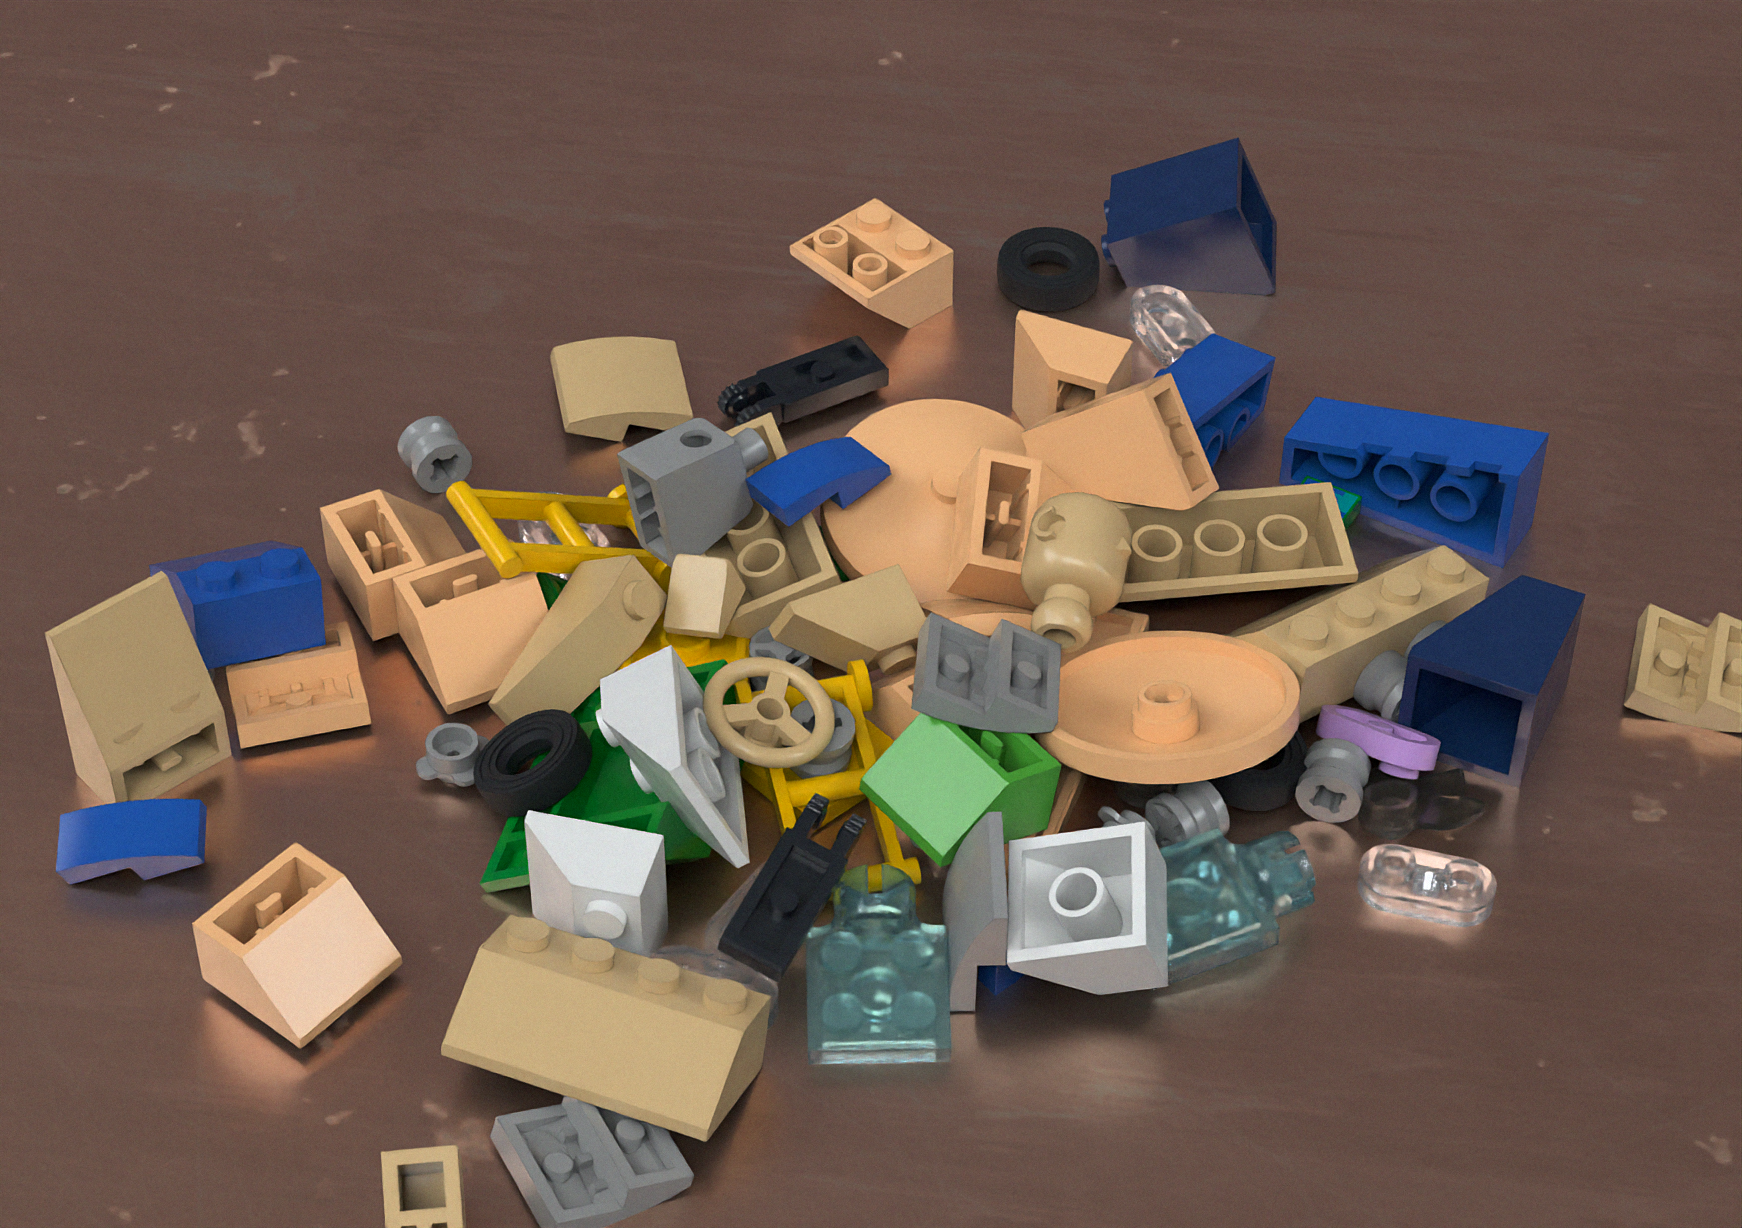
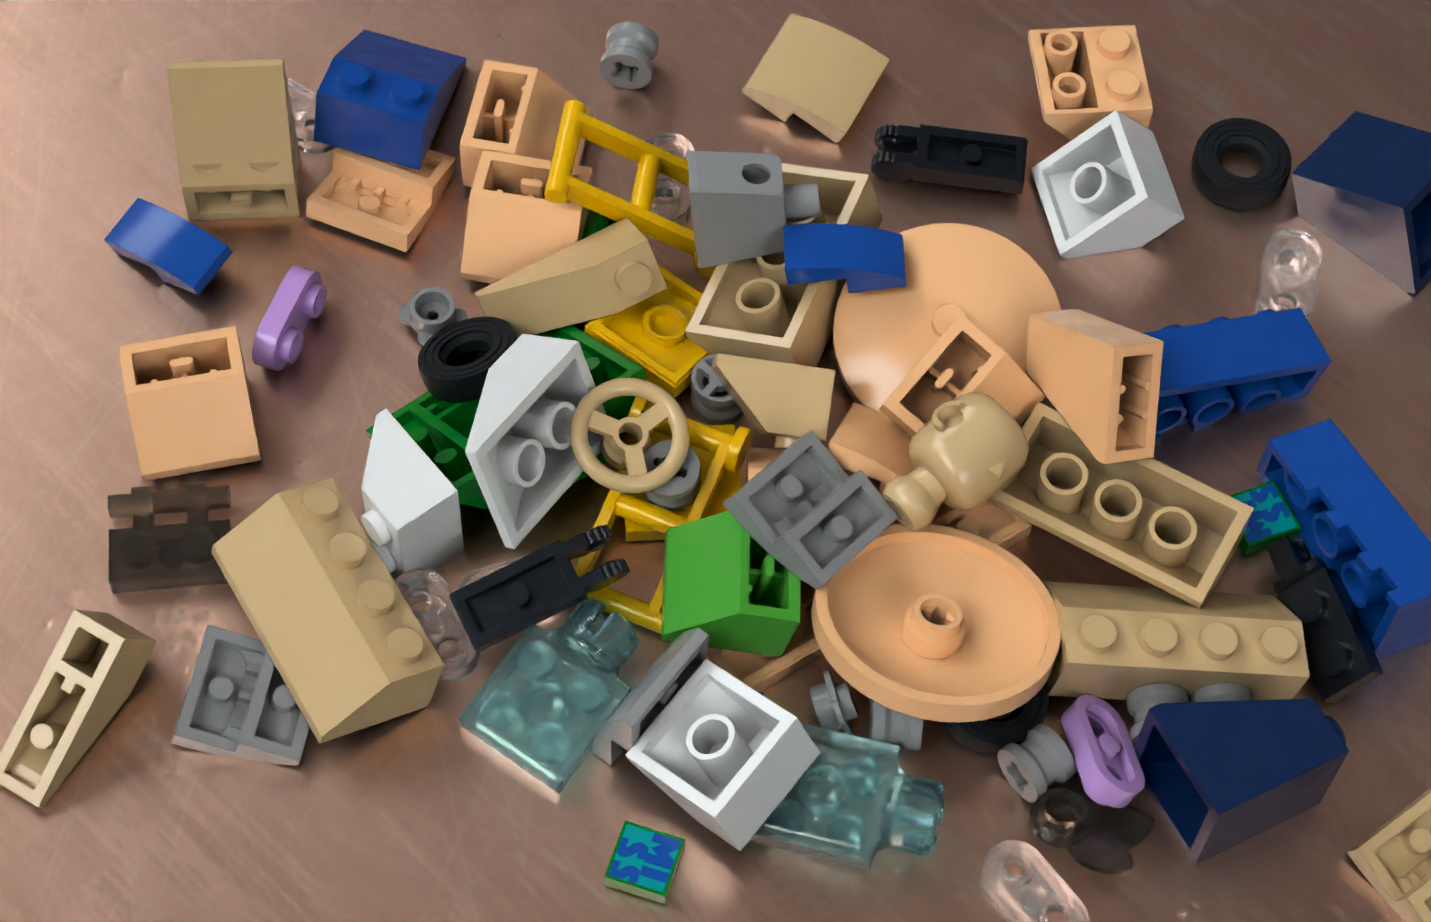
camera: 35 degrees right, 15 degrees up
(314, 811) = (282, 327): none -> lavender plate
(386, 1094) = (166, 554): none -> clear smoke plate
(702, 596) = (685, 303): tan slope -> none
(954, 338) = (1107, 189): none -> white slope
(1064, 366) = (1142, 278): light nougat slope -> none
(1084, 1060) = (644, 862): none -> tile
(1422, 527) = (1333, 636): none -> black hinge

